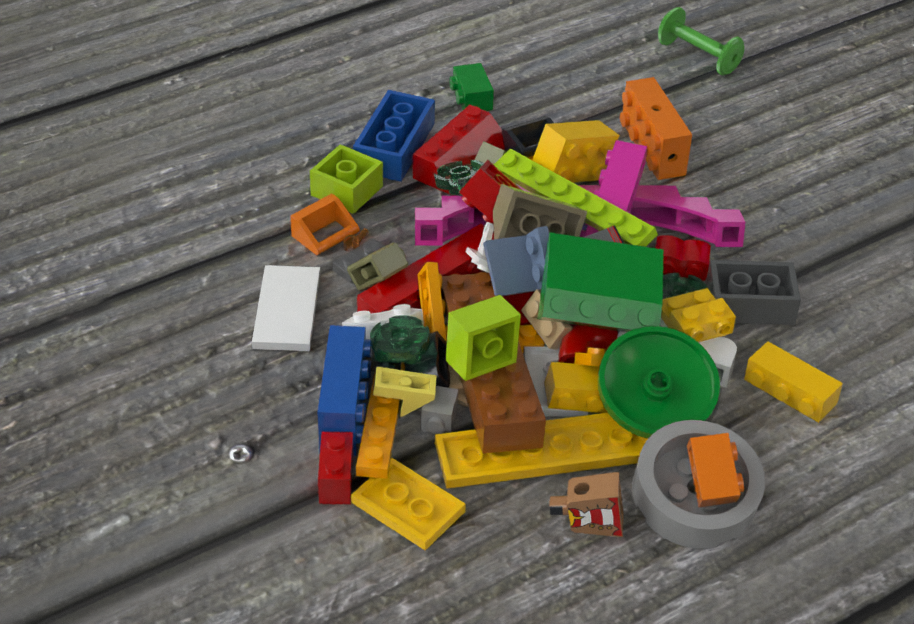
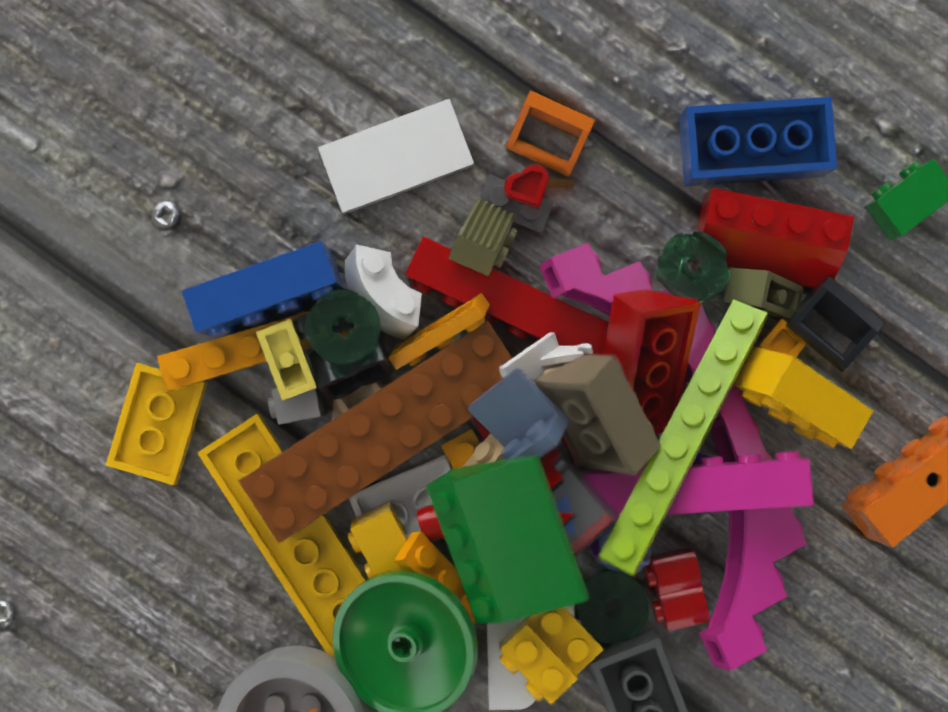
camera: 70 degrees right, 45 degrees up
(335, 468) = (159, 332): red brick -> none
(348, 176) = (639, 122): lime brick -> none
(355, 239) = (528, 186): none -> red tile
(482, 337) = (338, 436): lime brick -> none
(592, 505) = (219, 632): medium nougat torso -> none

